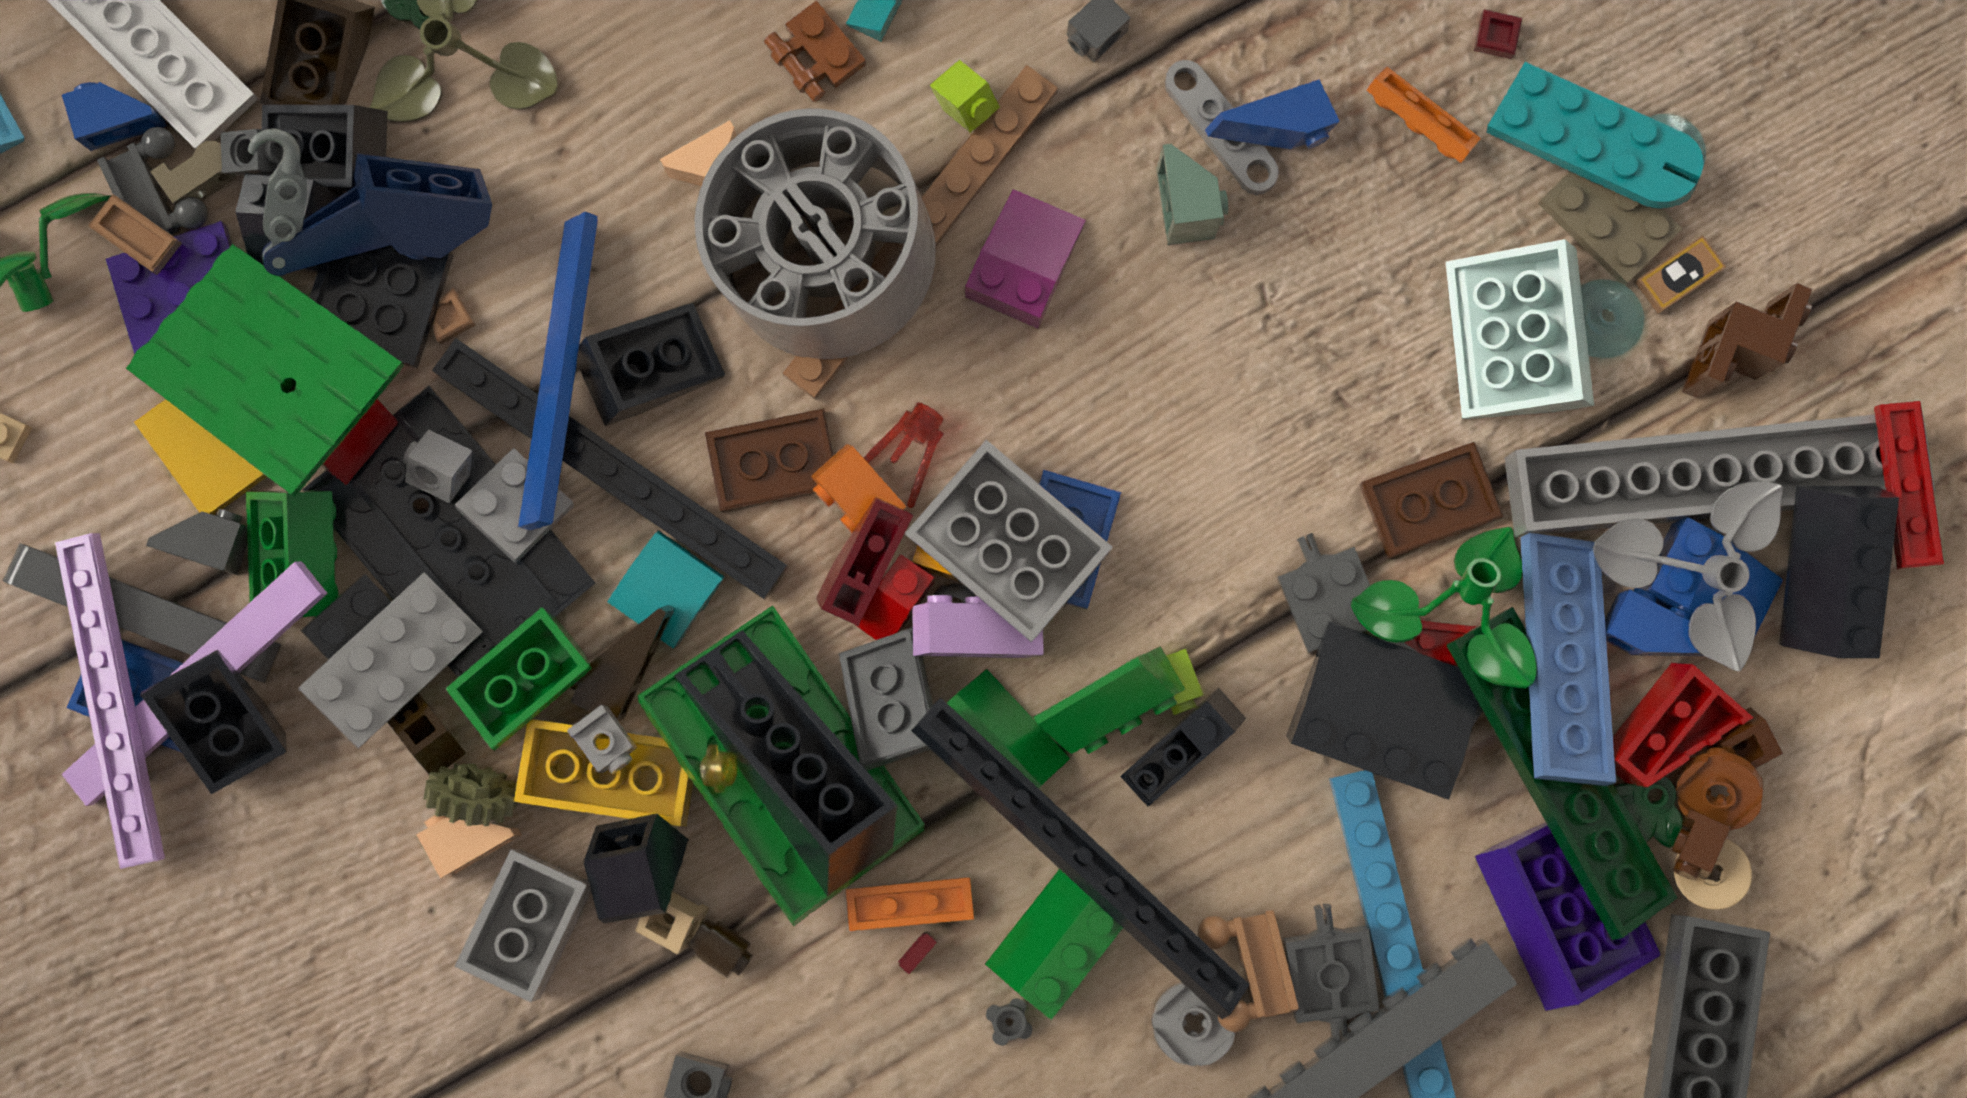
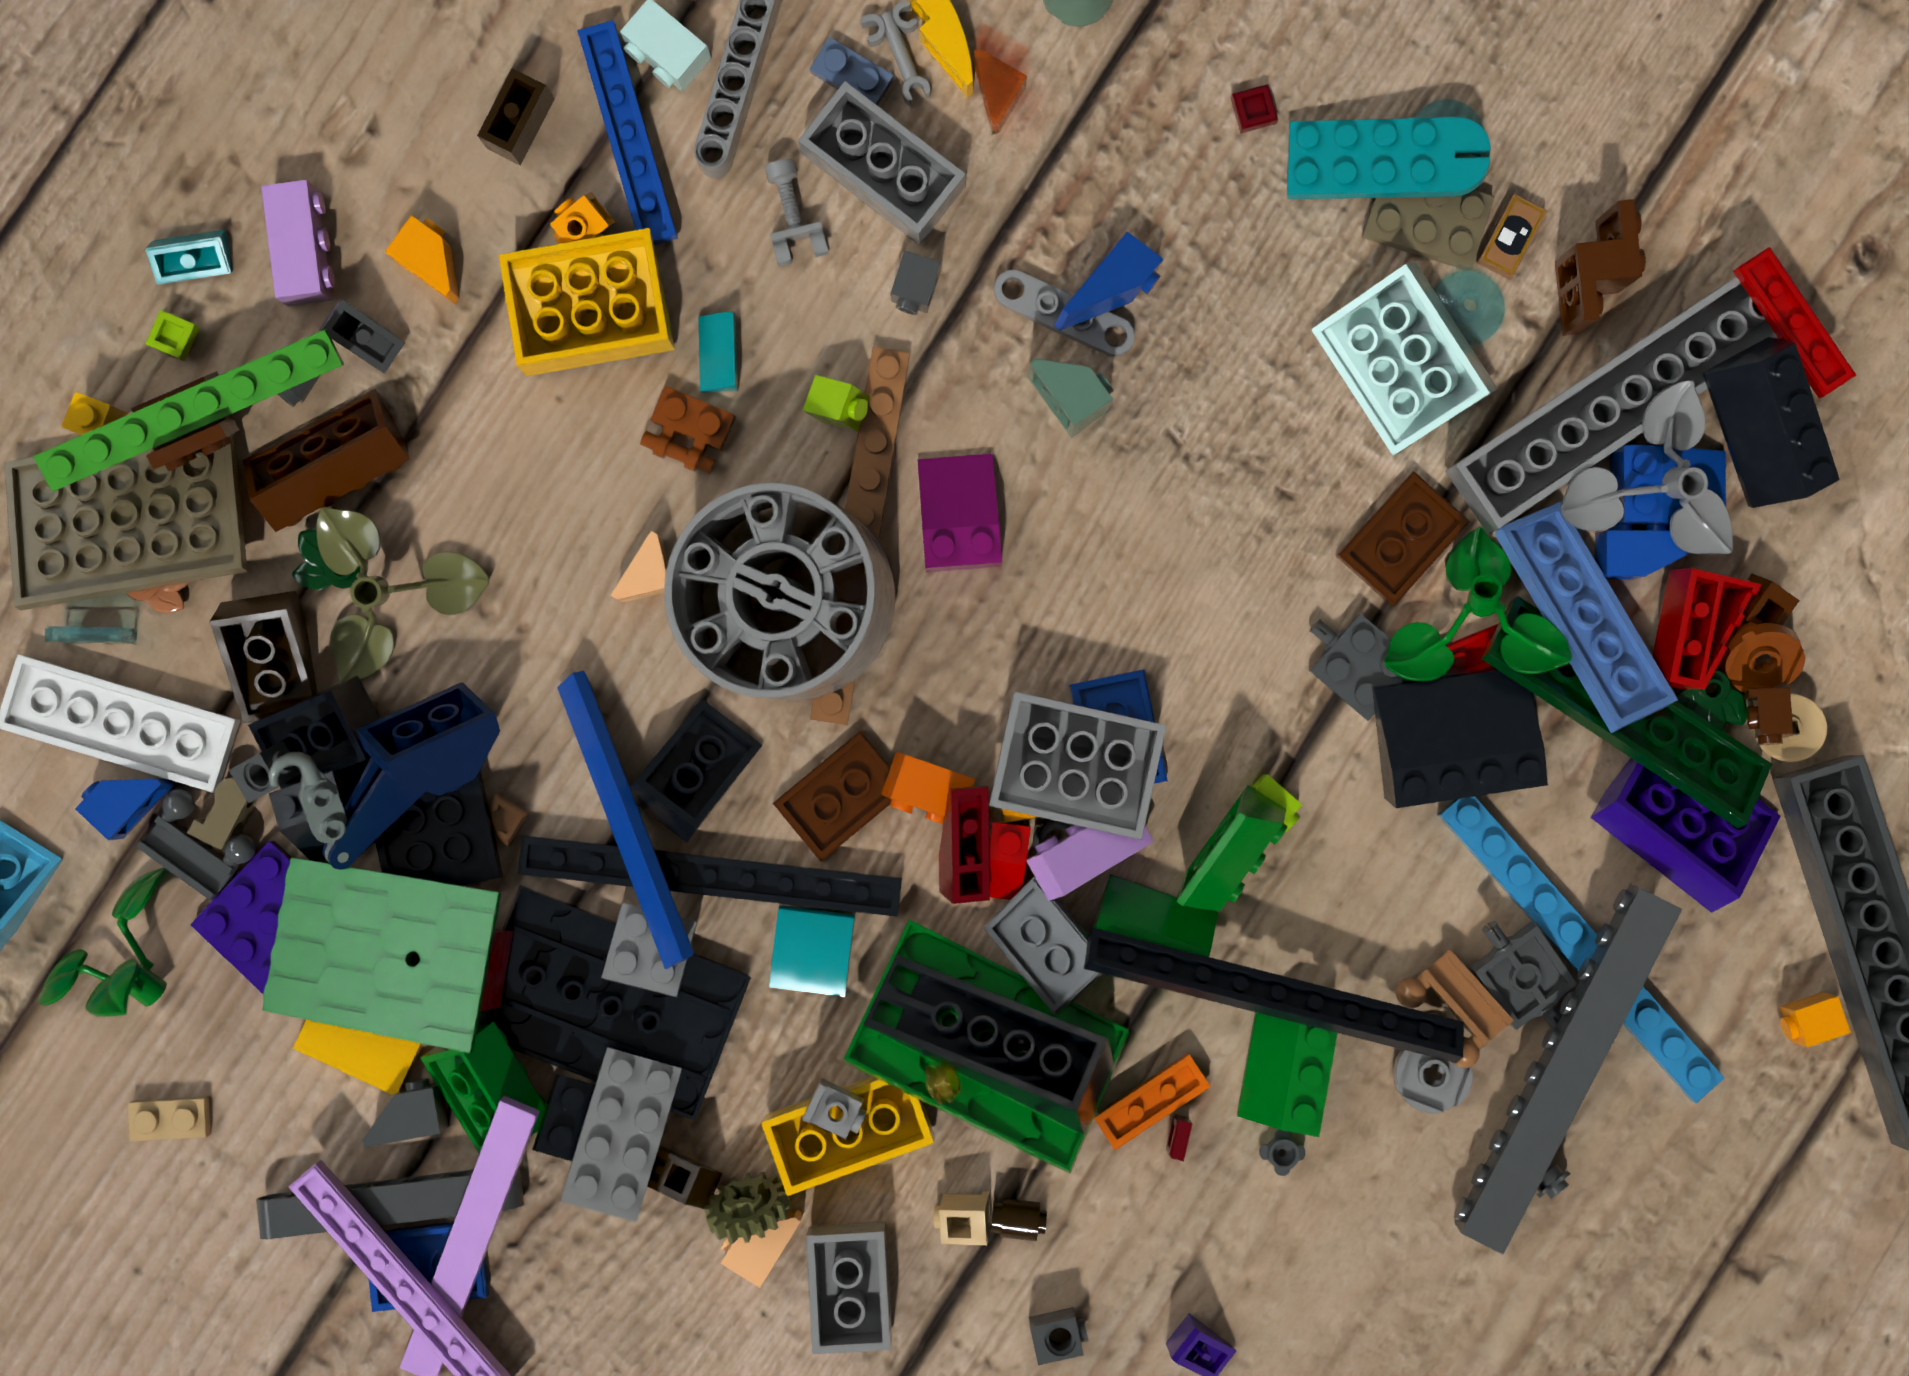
camera: 20 degrees left, 5 degrees up
(135, 234) = (204, 893): medium nougat tile -> none
(216, 721) = (507, 1262): black slope -> none
(437, 465) = (568, 953): light grey brick -> none
(519, 678) = (736, 1092): green slope -> none
(622, 667) = (810, 1043): dark brown slope -> none
(634, 867) = (914, 1196): black slope -> none
(918, 426) = (949, 702): clear red plant -> none
(1184, 747) = (1307, 852): black slope -> none
(1423, 115) = (1229, 213): orange plate -> none

